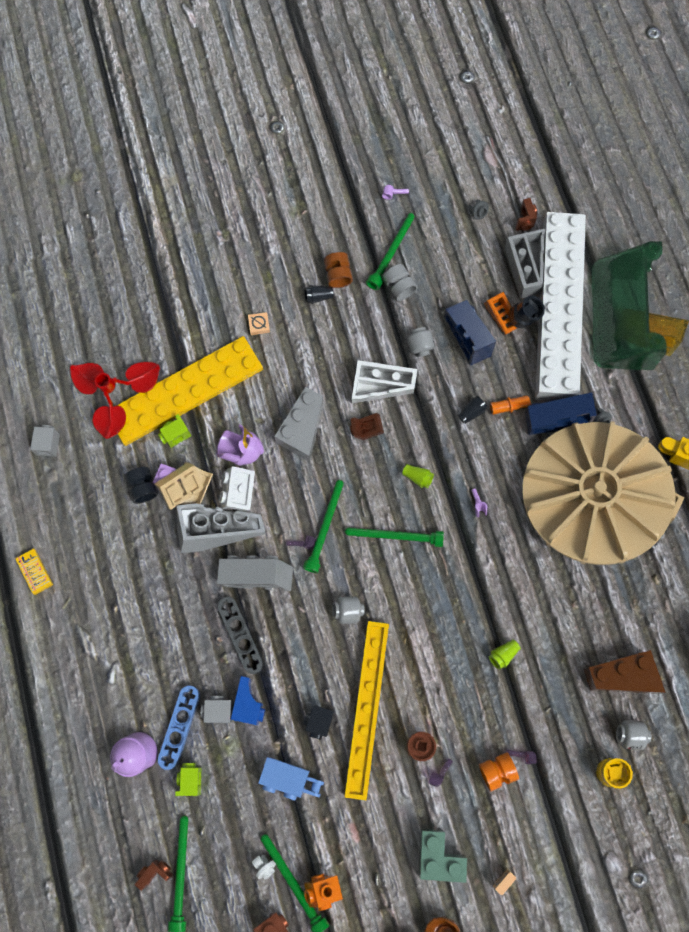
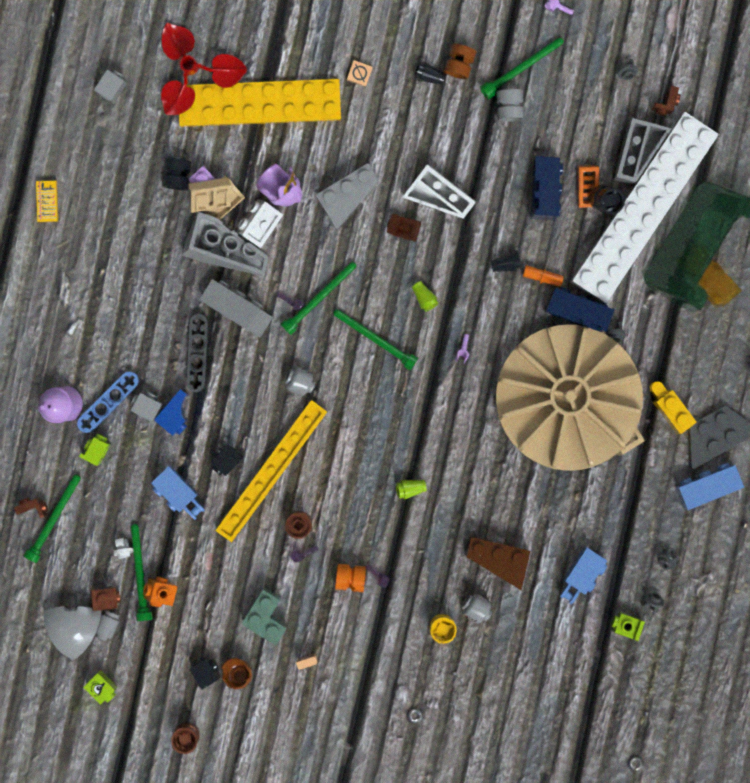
camera: 25 degrees right, 15 degrees up
(174, 432) = (229, 139): lime brick -> none
(420, 341) = (496, 173): light grey head -> none

